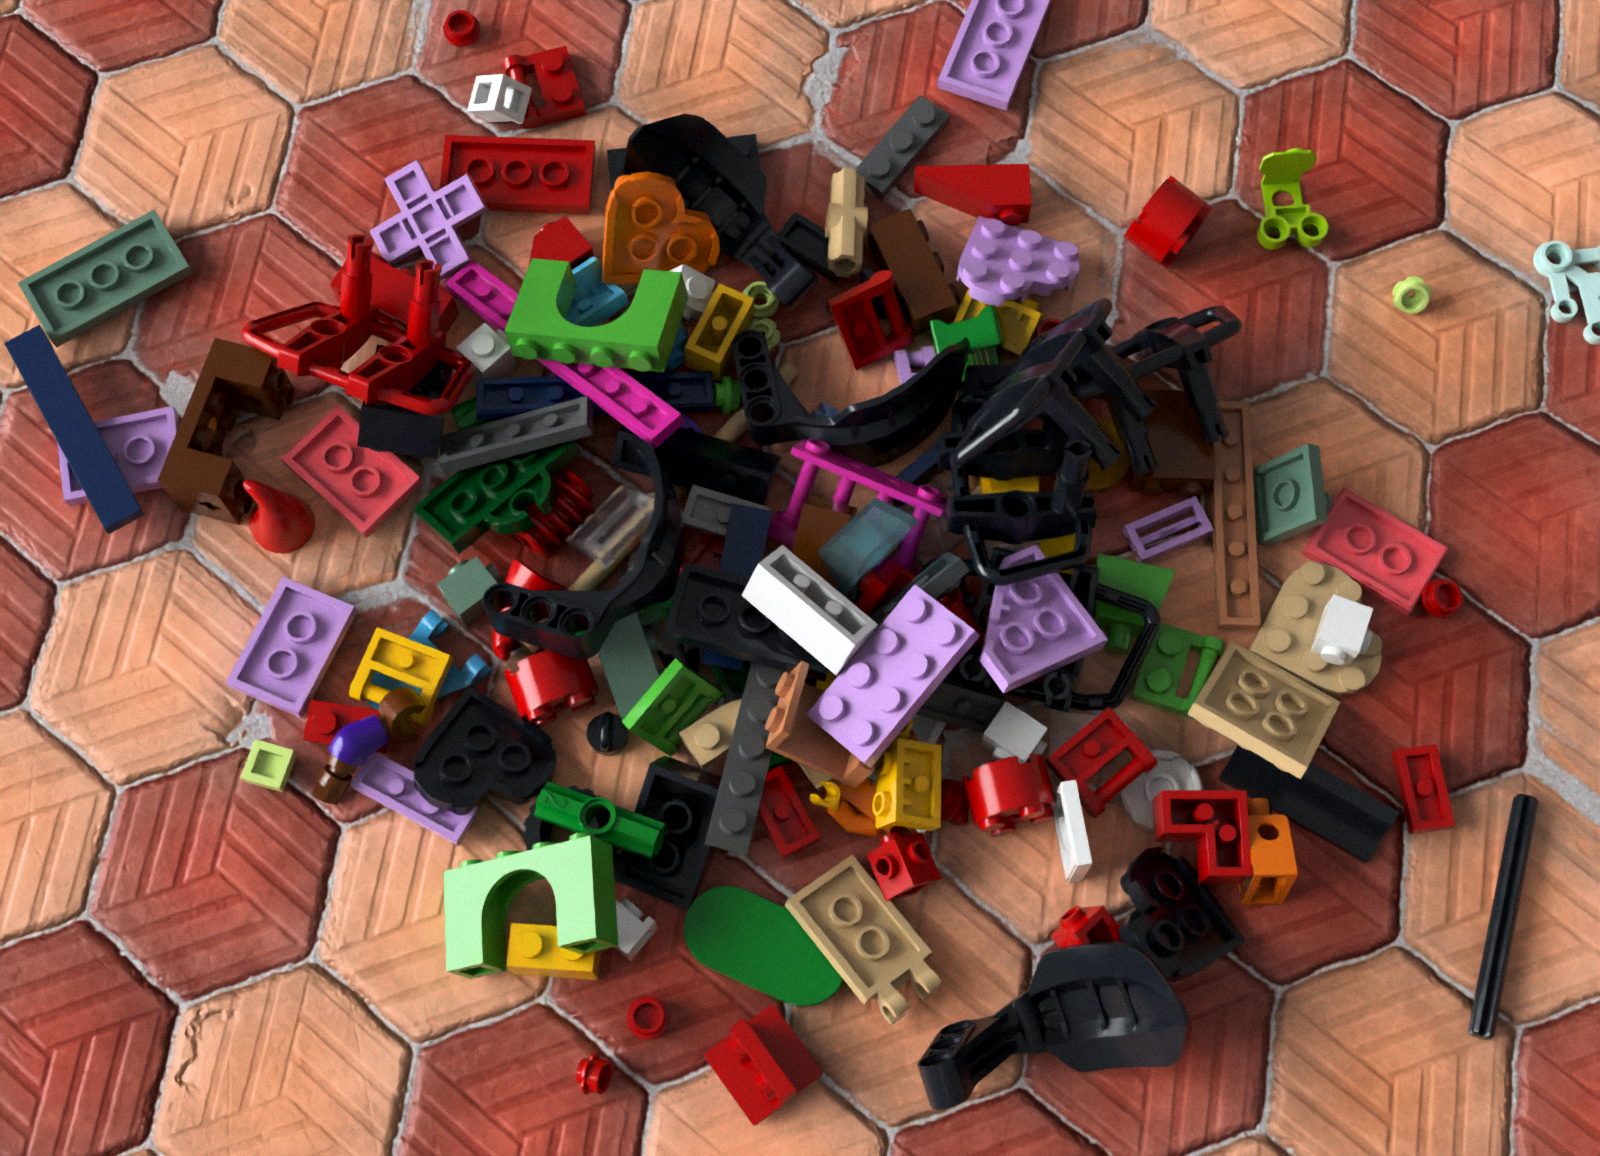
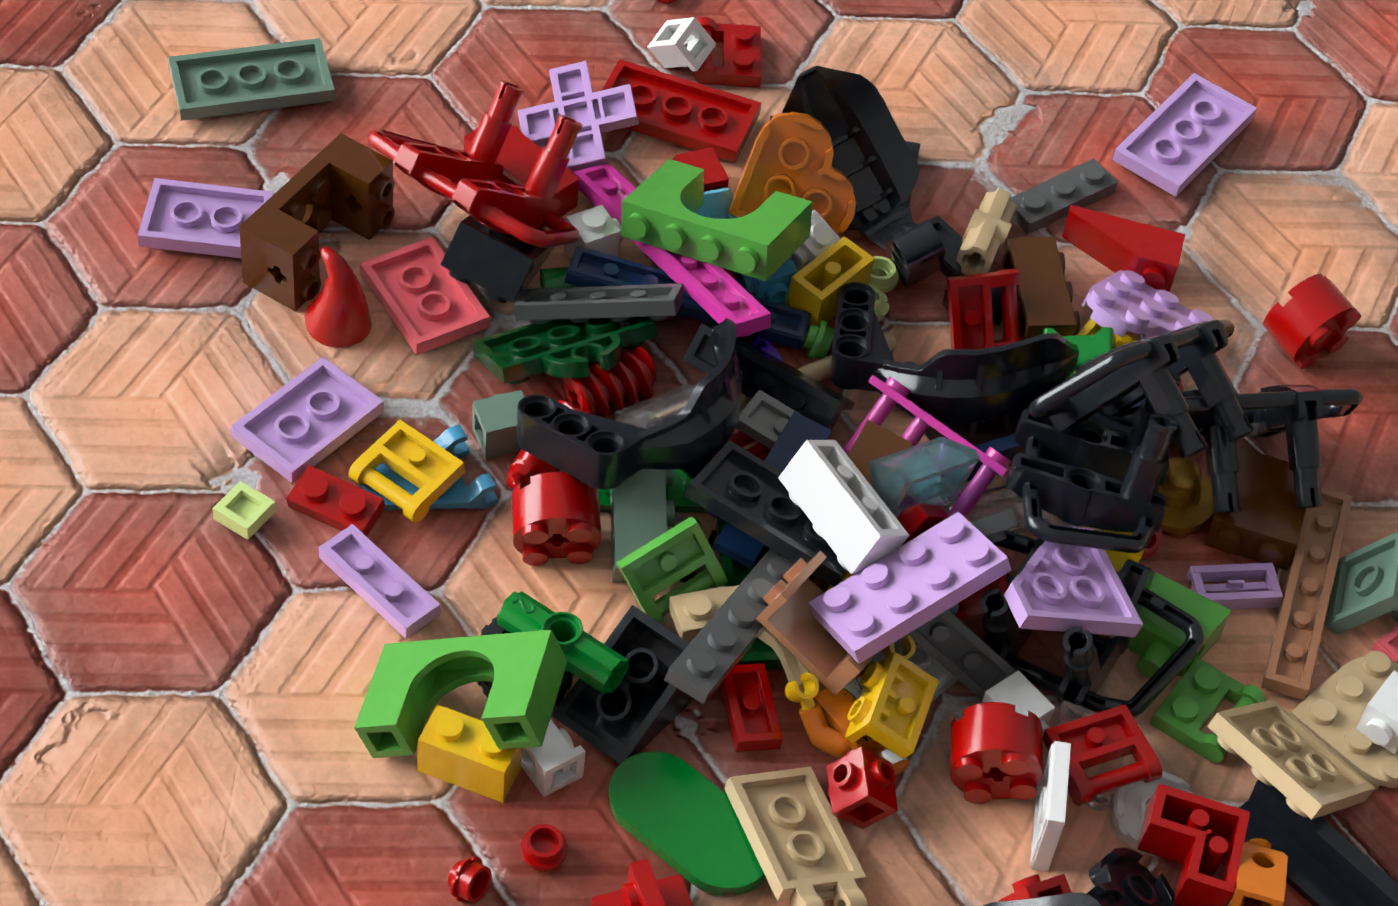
camera: 10 degrees right, 20 degrees down
(74, 429) = (173, 181): dark blue tile -> none
(364, 737) = (342, 506): reddish brown piece -> none
(482, 753) = (460, 558): black plate -> none
(607, 734) = (594, 587): black tile -> none
(954, 802) = (931, 753): red plate -> none

